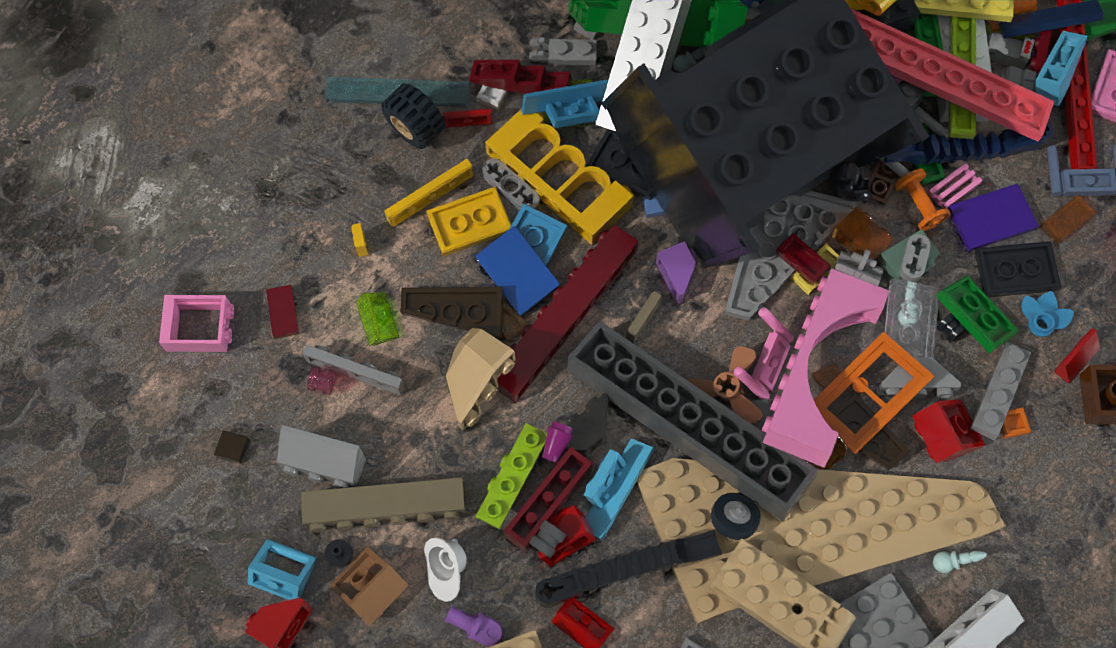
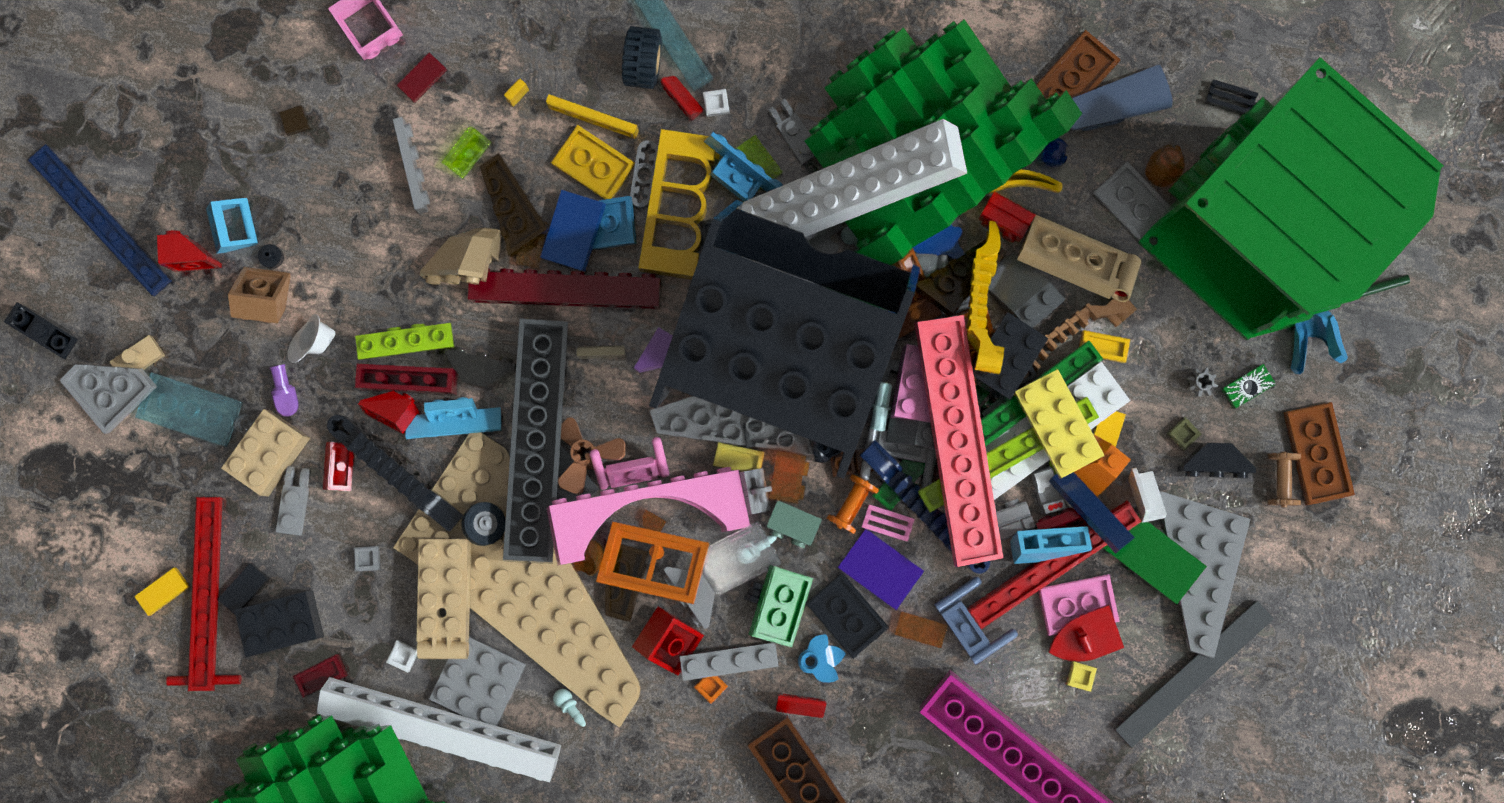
camera: 55 degrees right, 15 degrees up
(320, 458) = (325, 192): light grey slope -> none
(321, 380) = (386, 148): clear pink wheel -> none
(383, 503) = (325, 262): dark tan brick -> none
(514, 77) = (740, 116): dark red slope -> none
(547, 538) = (370, 399): dark grey wheel -> none
(556, 441) = (451, 354): magenta cone -> none
(803, 259) = (733, 442): dark red tile -> none
(920, 259) = (787, 523): light grey beam -> none

